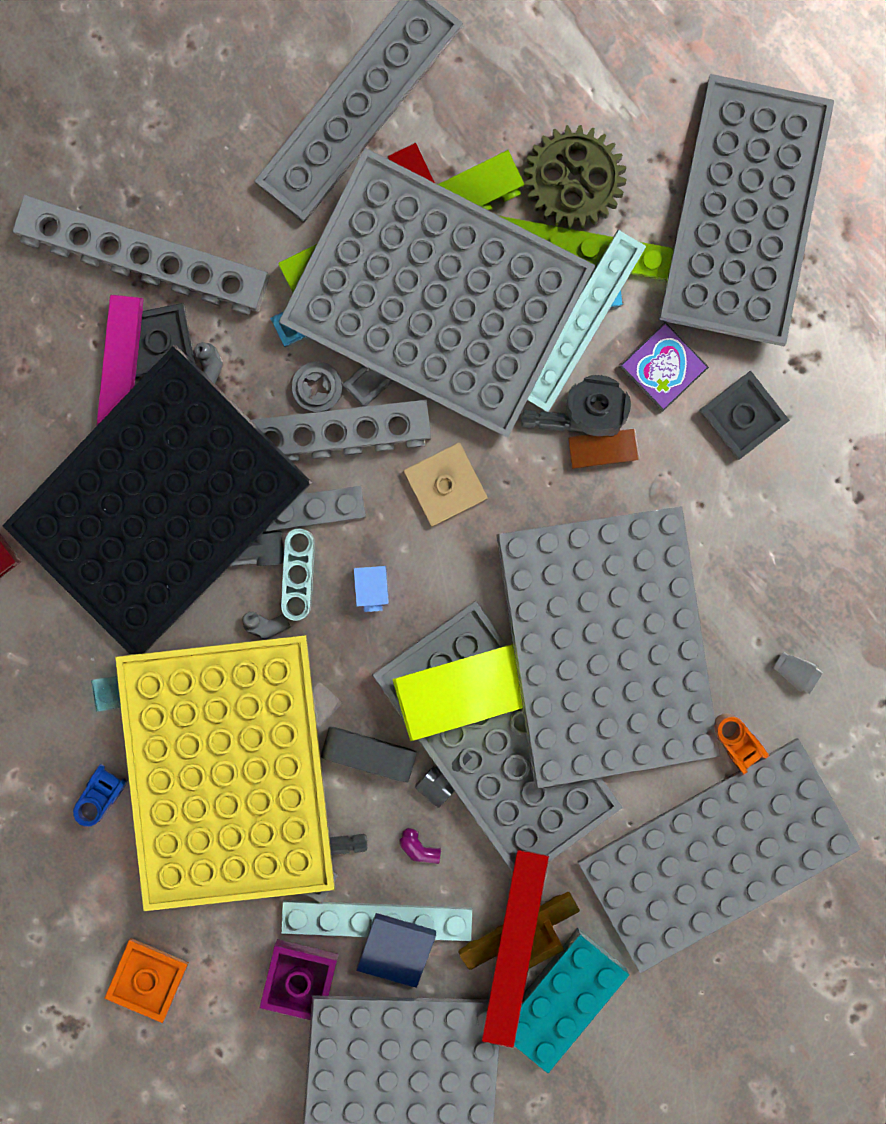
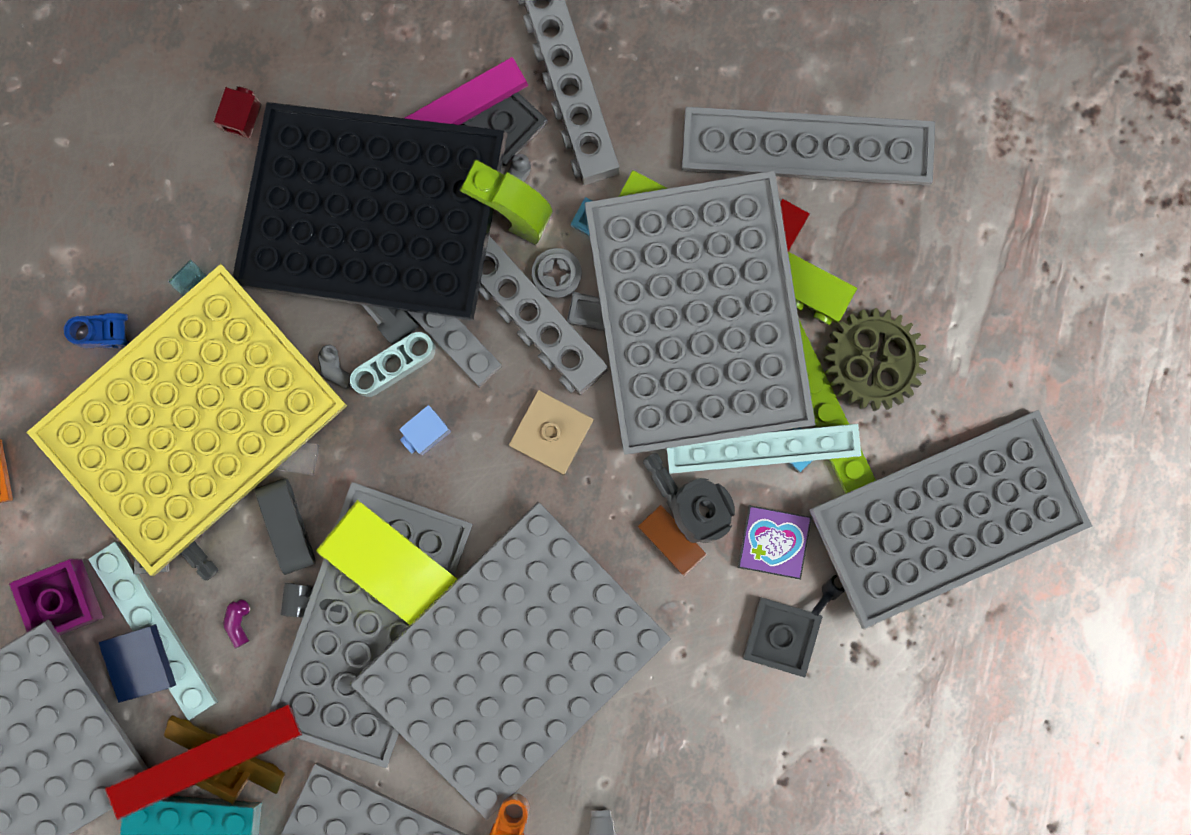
camera: 60 degrees right, 5 degrees down
(235, 378) = (511, 197): none -> lime arch
(737, 350) = (830, 592): none -> black hand

